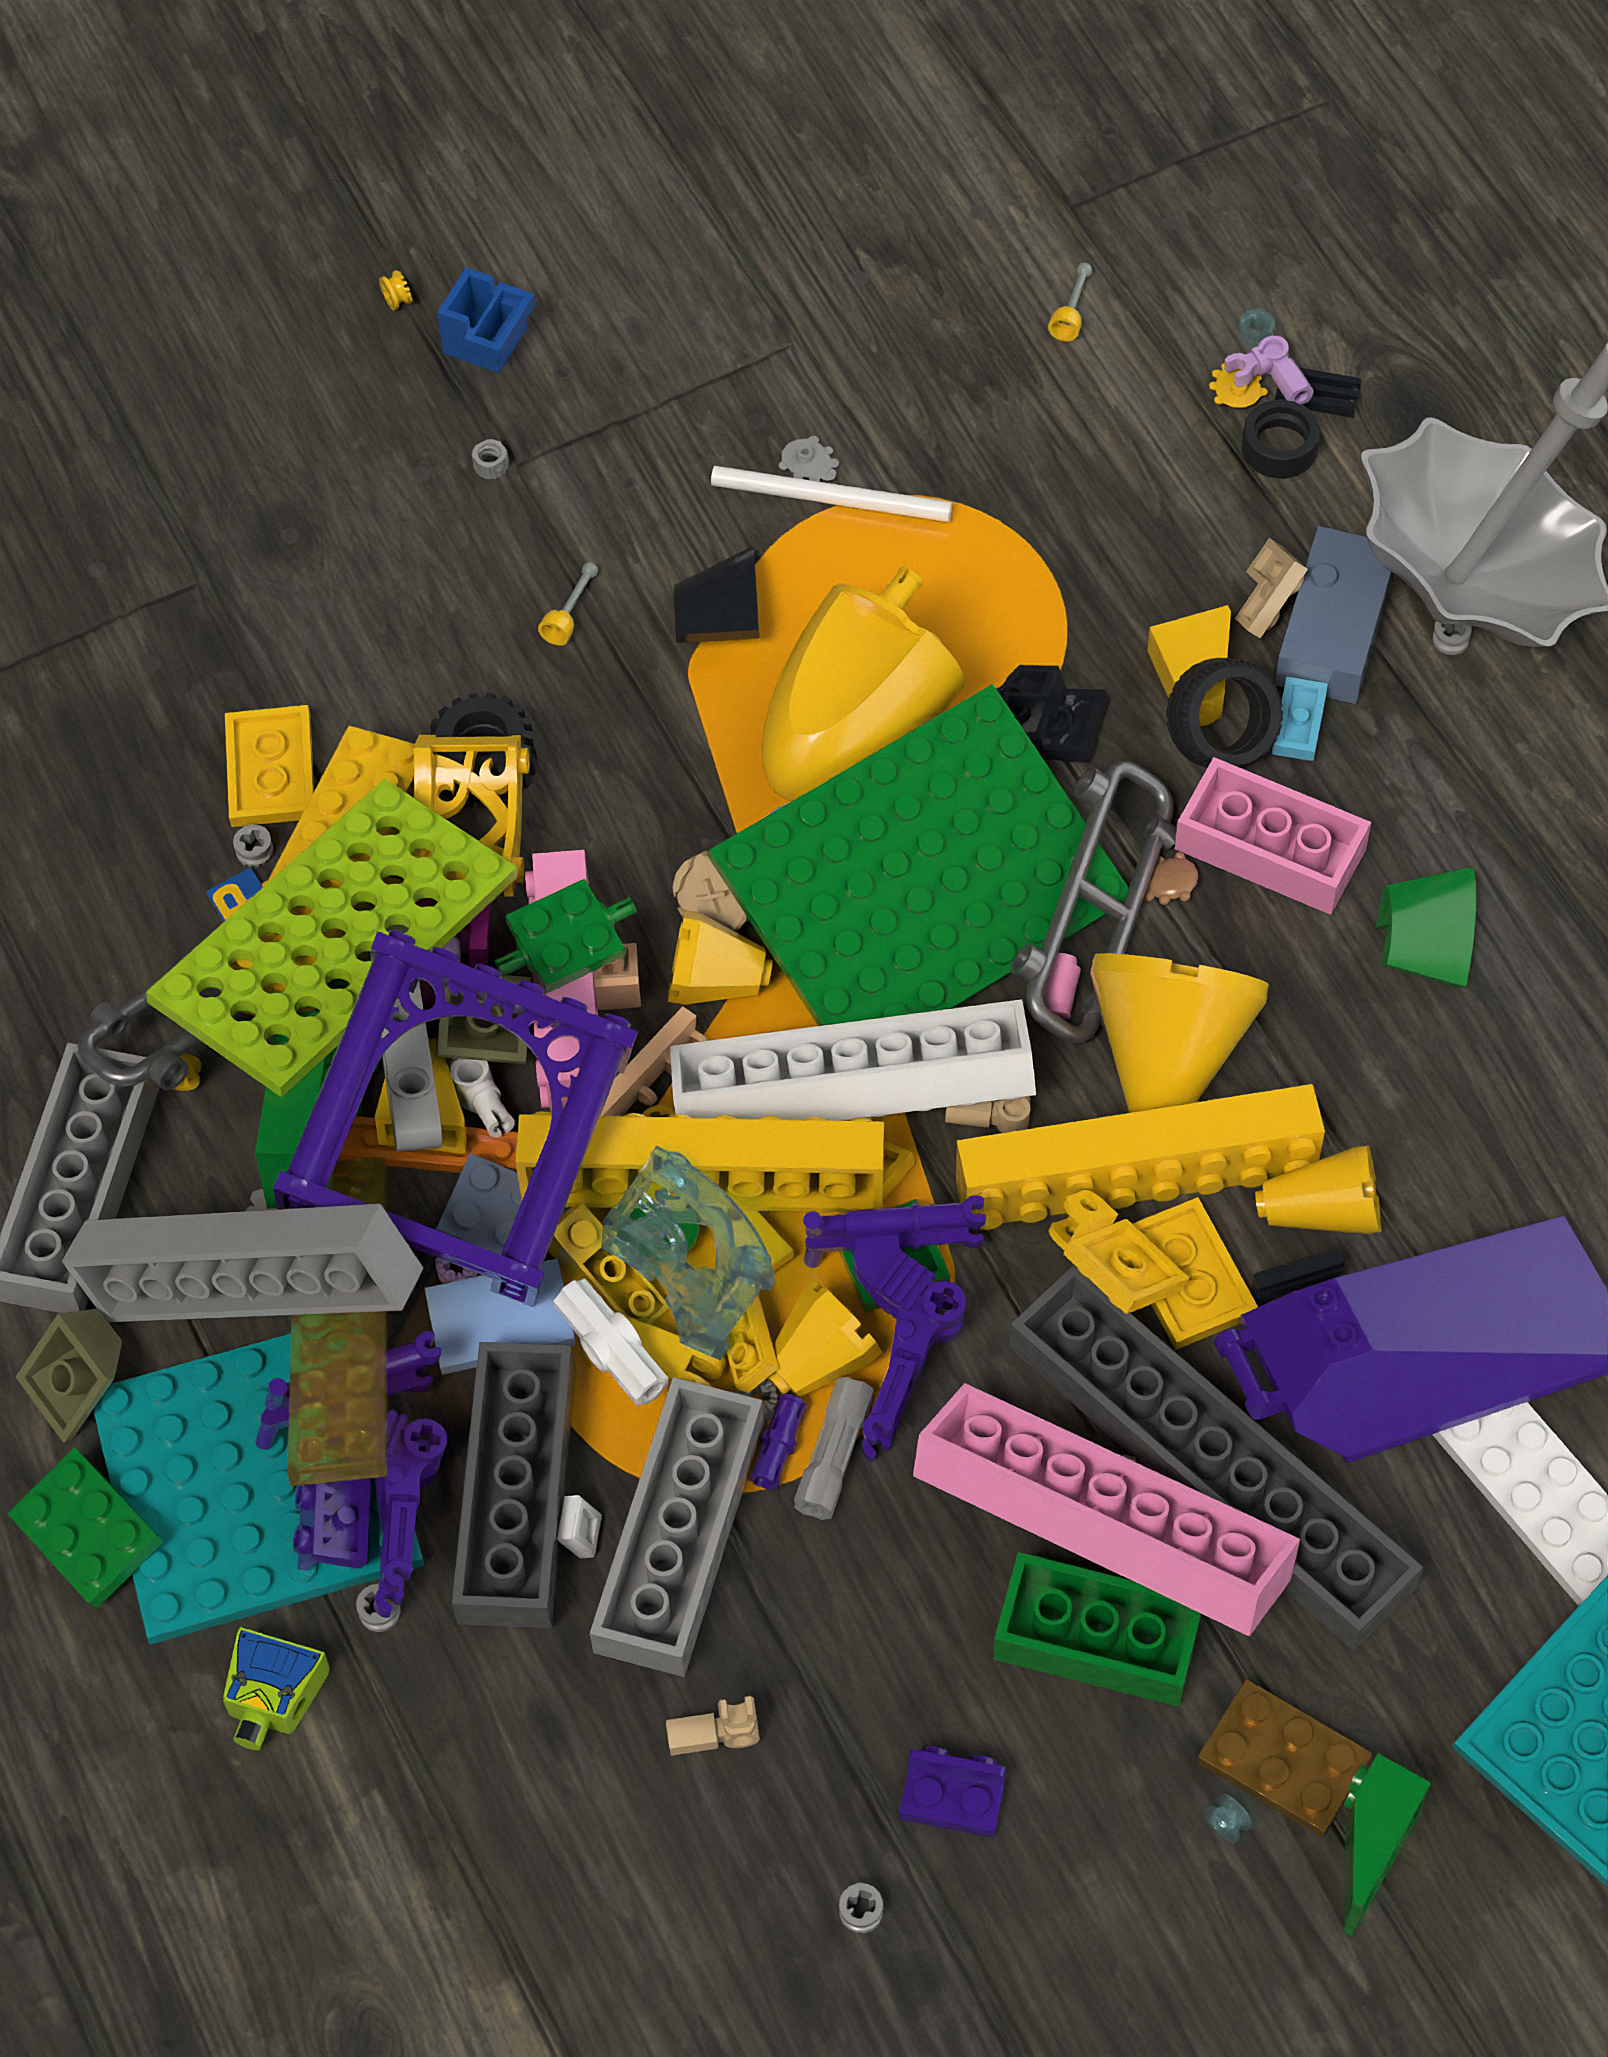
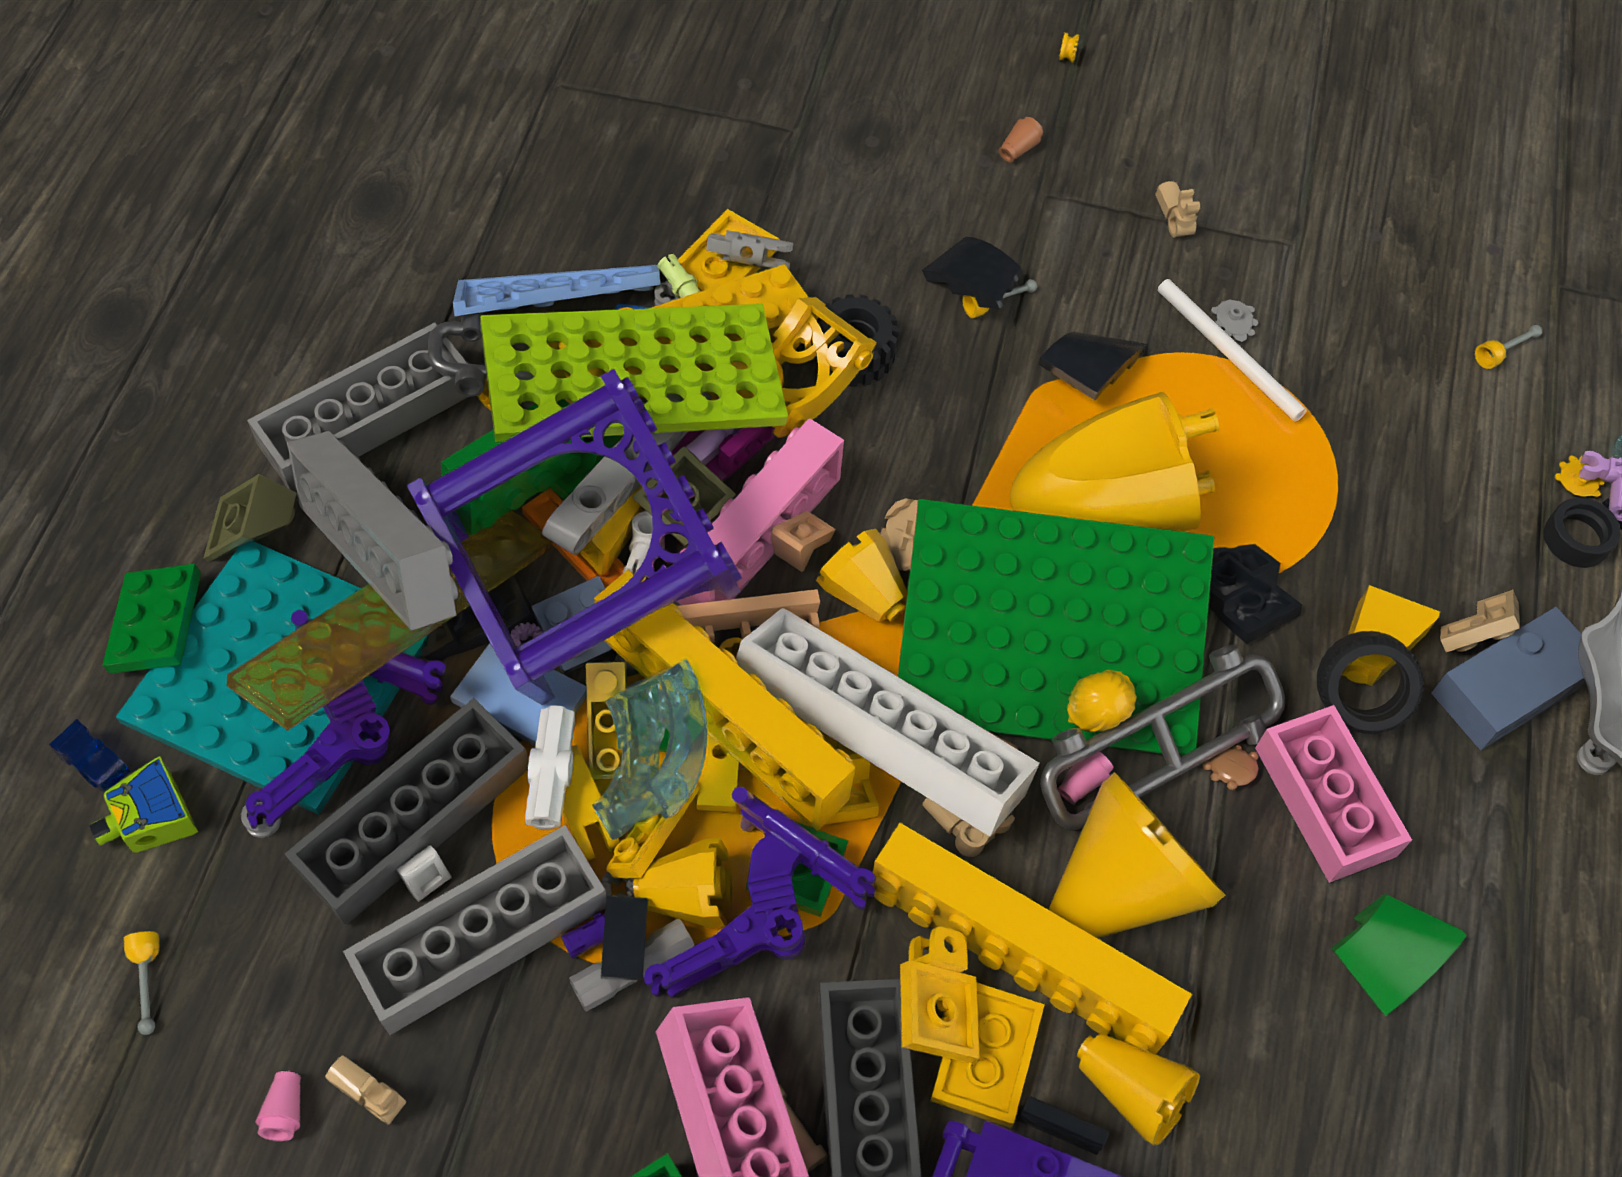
camera: 35 degrees right, 0 degrees up
(110, 950) = (544, 289): none -> light blue wing
(178, 1687) = (89, 757): none -> clear blue leg
(259, 820) = (682, 282): none -> yellowish green pin
(278, 743) = (733, 248): none -> light grey hinge
(332, 1523) = (274, 748): dark purple bracket -> none
(396, 1795) = (142, 949): none -> hinge
(440, 423) = (1023, 137): none -> nougat cone
(483, 320) = (1103, 96): blue plate -> none
(494, 469) = (1032, 187): light grey axle -> none
(529, 595) = (976, 270): none -> black slope
(565, 936) = (775, 482): green plate -> none
(657, 1805) = (281, 1108): none -> bright pink cone
(661, 387) = (1178, 208): none -> tan bar
(815, 1424) = (624, 938): none -> black slope
(1023, 906) = (1101, 701): none -> yellow hair
(1302, 717) = (1427, 728): medium azure plate -> none

